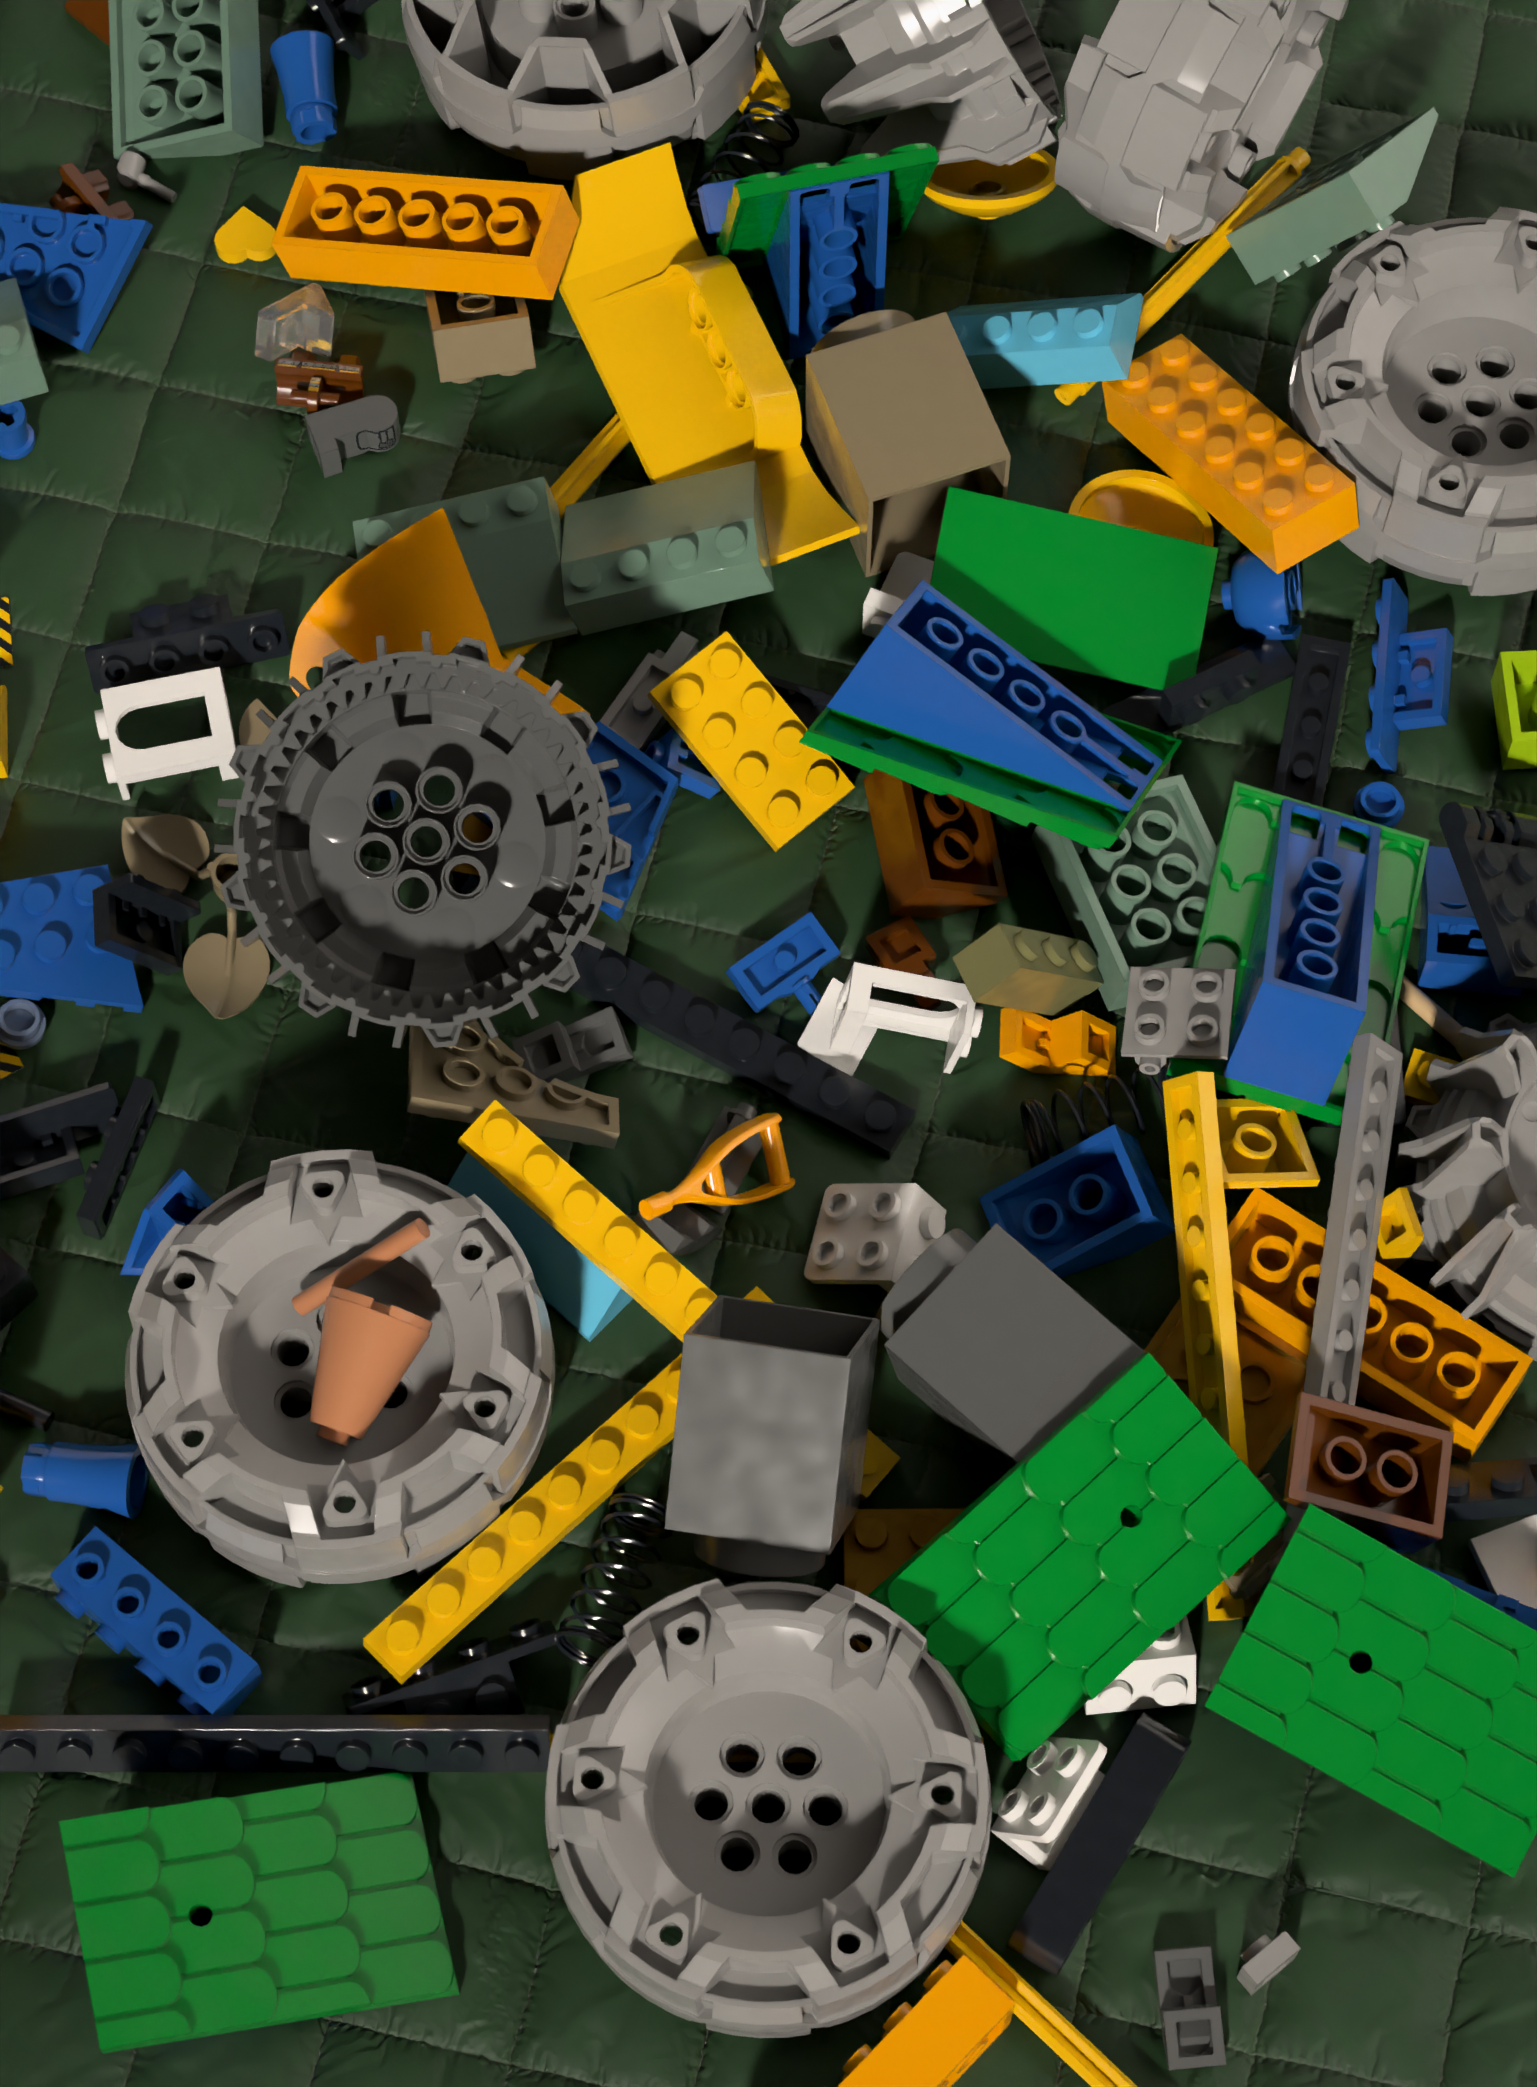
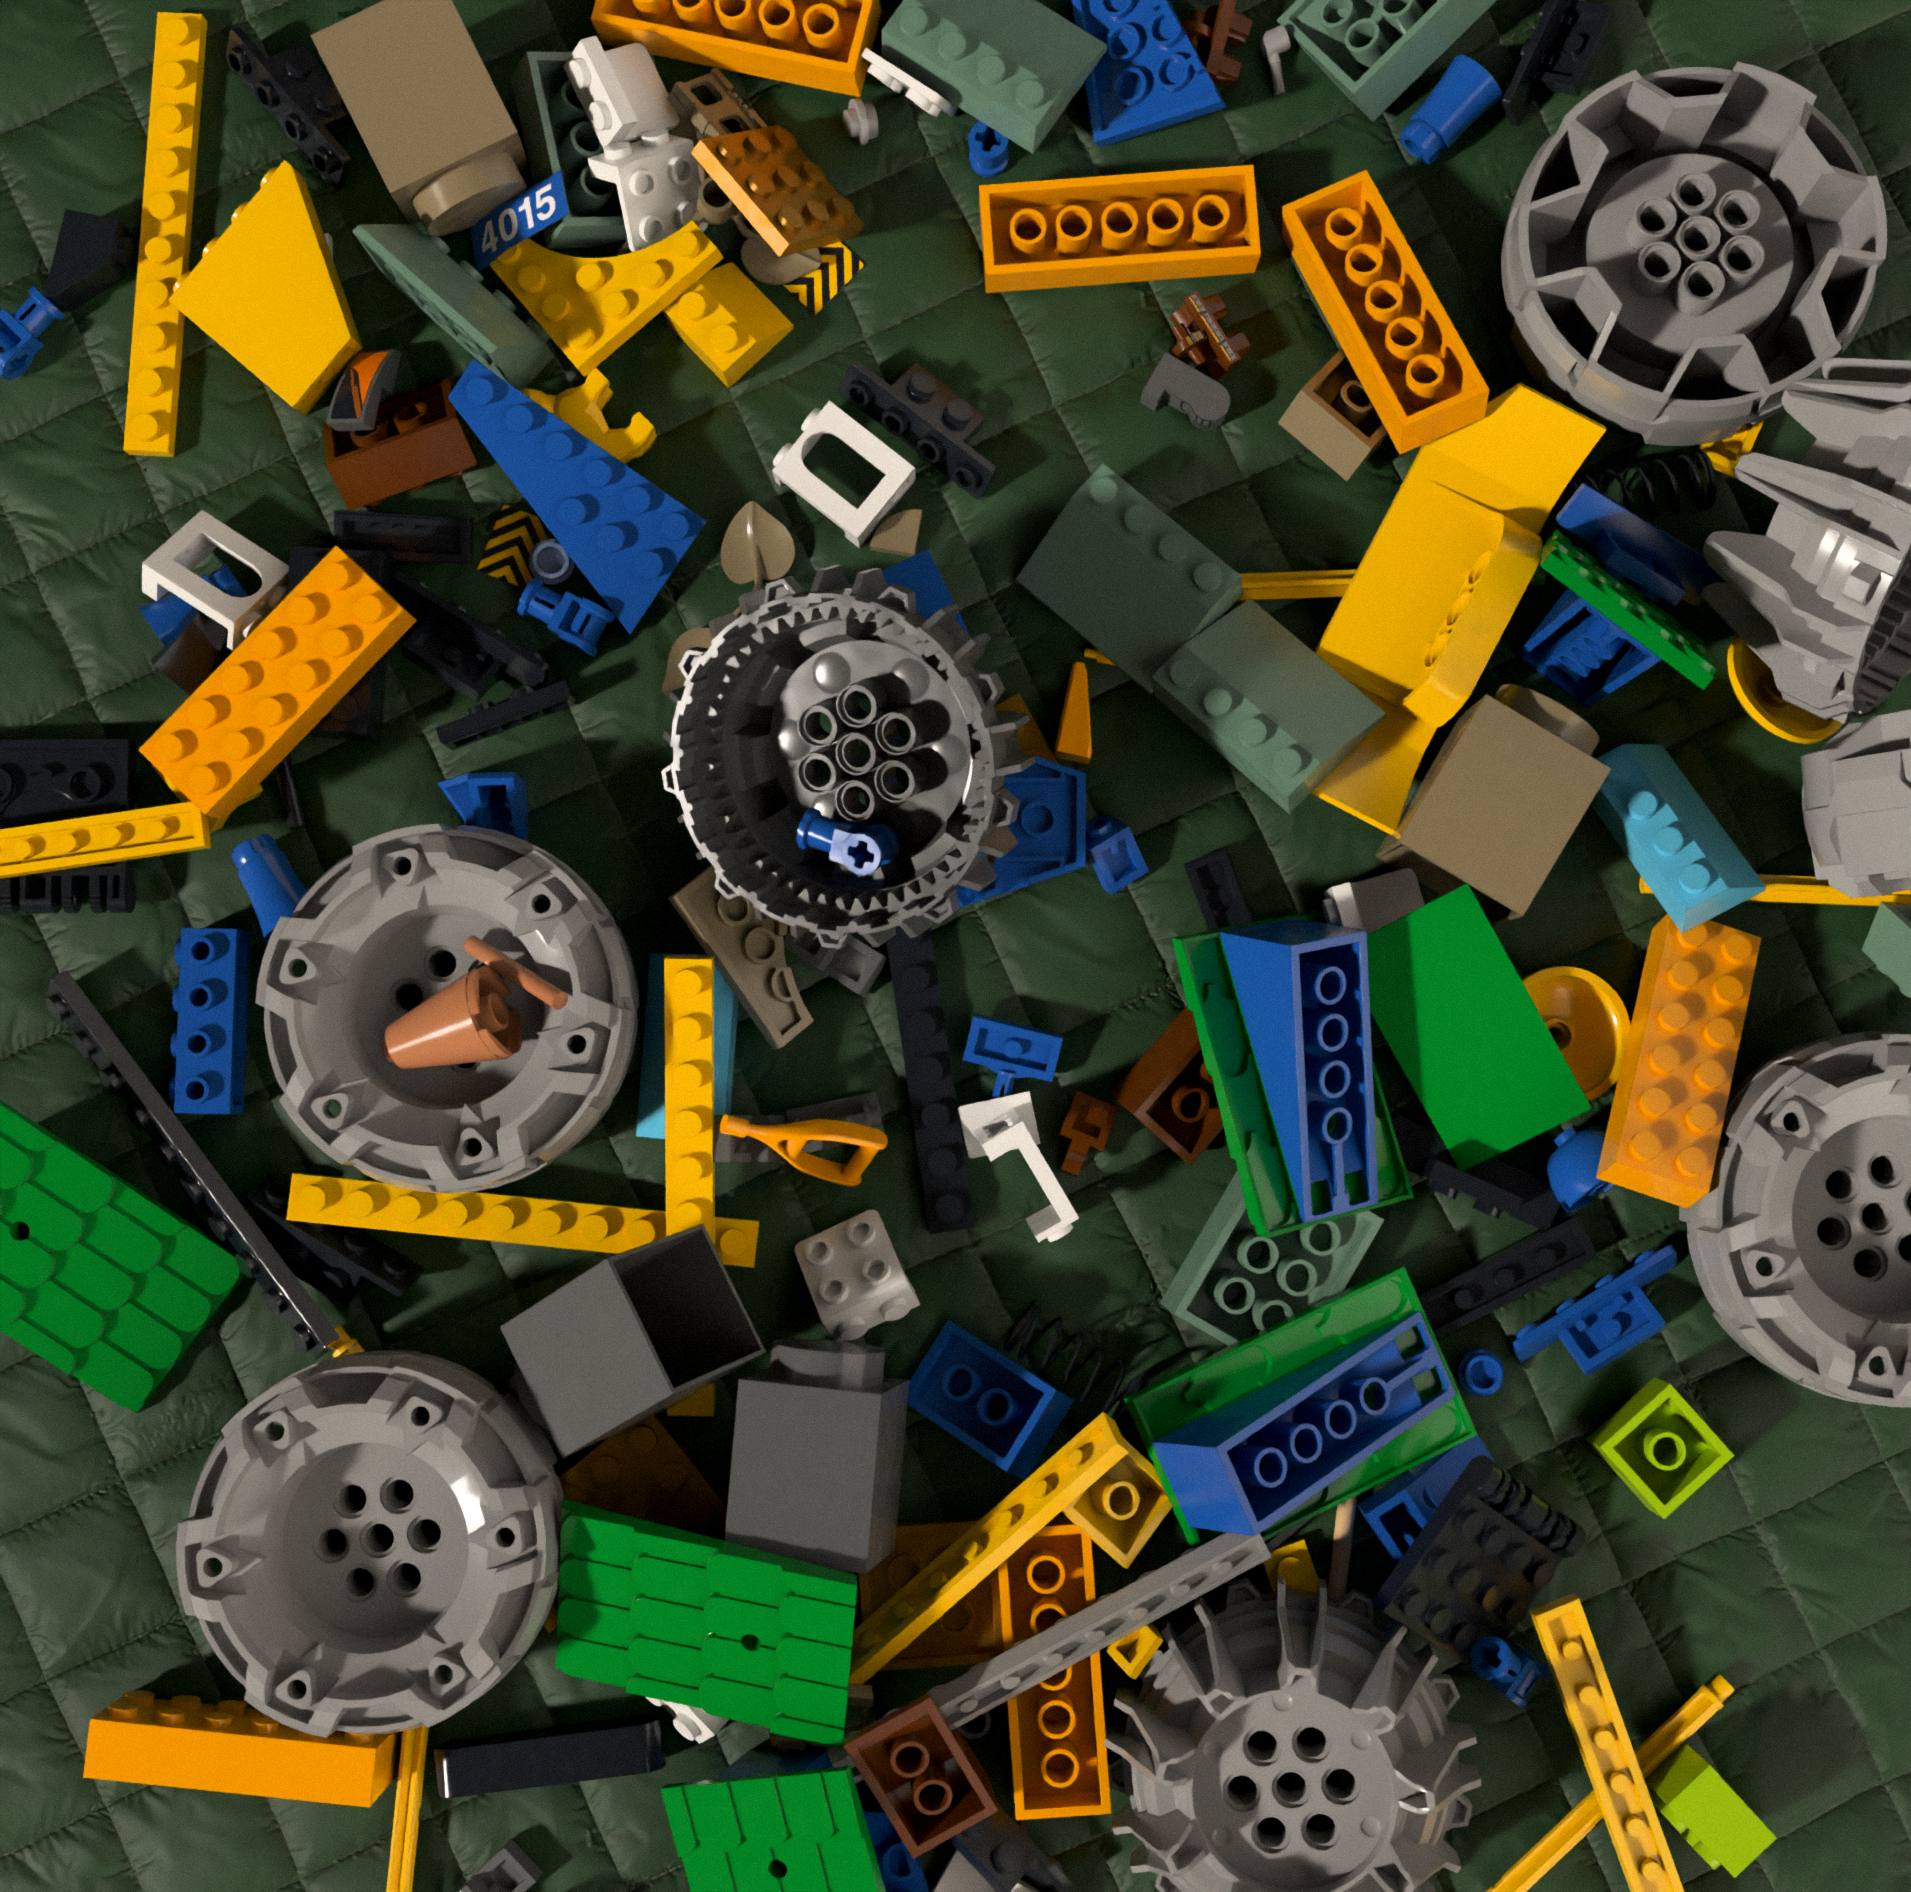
camera: 60 degrees right, 20 degrees up
(82, 1043) = (572, 619): none -> blue connector
(142, 921) = (675, 585): black bracket -> none
(163, 383) = (1119, 228): none -> light orange brick
(245, 237) = (1286, 174): yellow tile -> none
(296, 321) = (1237, 278): clear slope -> none
(397, 592) = (1053, 594): light orange piece -> none
(489, 915) = (848, 841): none -> blue connector
(592, 1632) = (406, 1316): black piece -> none
(632, 712) = (1145, 784): light grey hinge -> none
(750, 741) = (1160, 885): yellow plate -> none
(1028, 970) = (1127, 1238): olive brick -> none
(1050, 1798) = (542, 1713): white bracket -> none
(1058, 1046) = (1106, 1286): light orange slope -> none
(1177, 1015) = (1174, 1375): light grey hinge -> none

